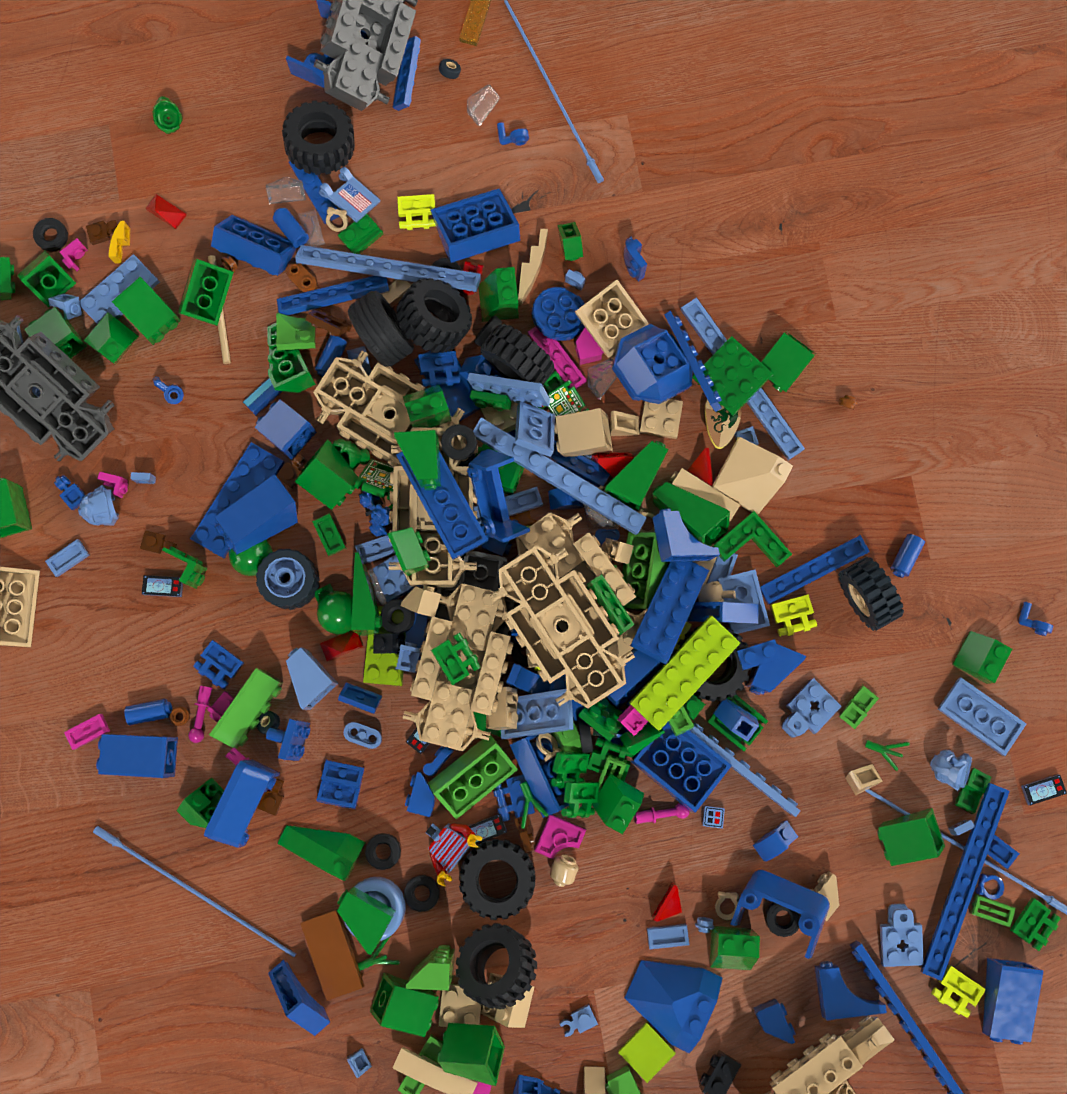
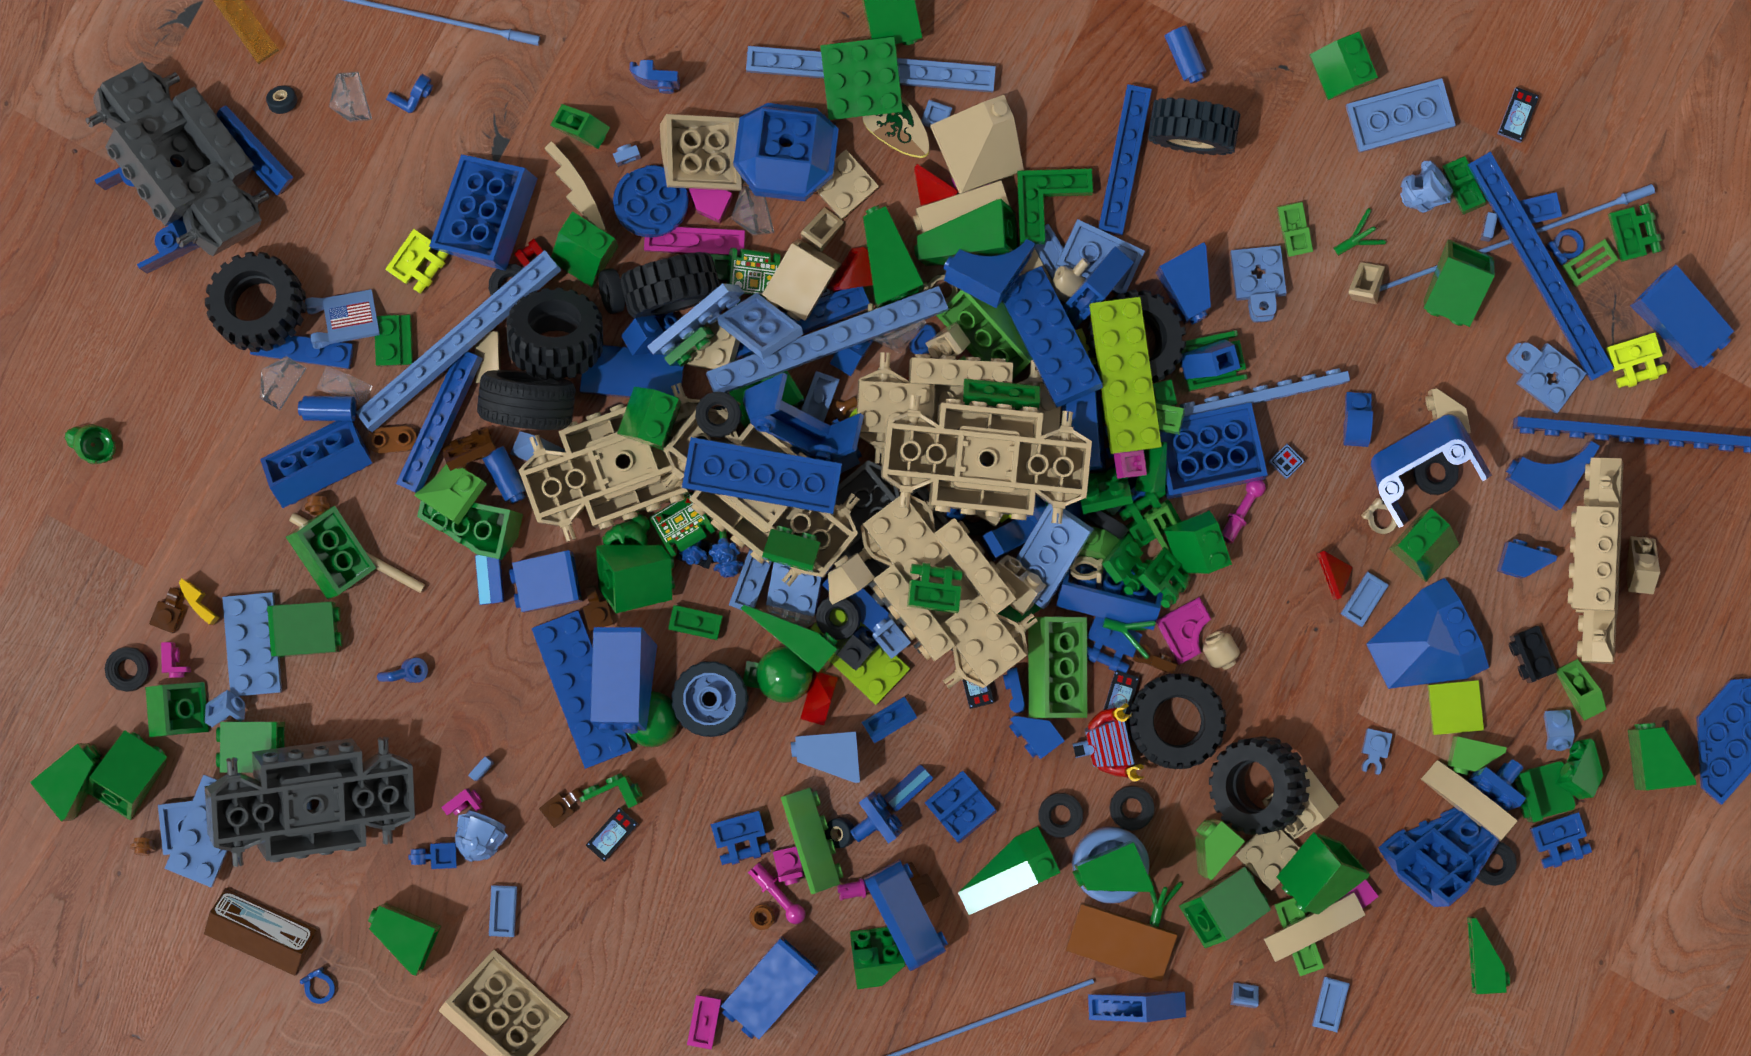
camera: 55 degrees left, 5 degrees up
(111, 338) = (301, 689): green slope -> none
(147, 711) = (733, 944): blue brick -> none
(166, 211) = (199, 527): red slope -> none
(327, 743) = (908, 787): none -> blue slope
(342, 213) = (359, 342): tan piece -> none
(363, 735) = (929, 746): medium blue plate -> none
(422, 455) = (709, 463): green slope -> none
(438, 363) = (602, 375): blue plate -> none
(697, 366) = (823, 107): blue plate -> none
(704, 924) = (1381, 554): medium blue plate -> none
(758, 654) = (1165, 288): blue plate -> none
(793, 609) = (1146, 215): neon yellow plate -> none

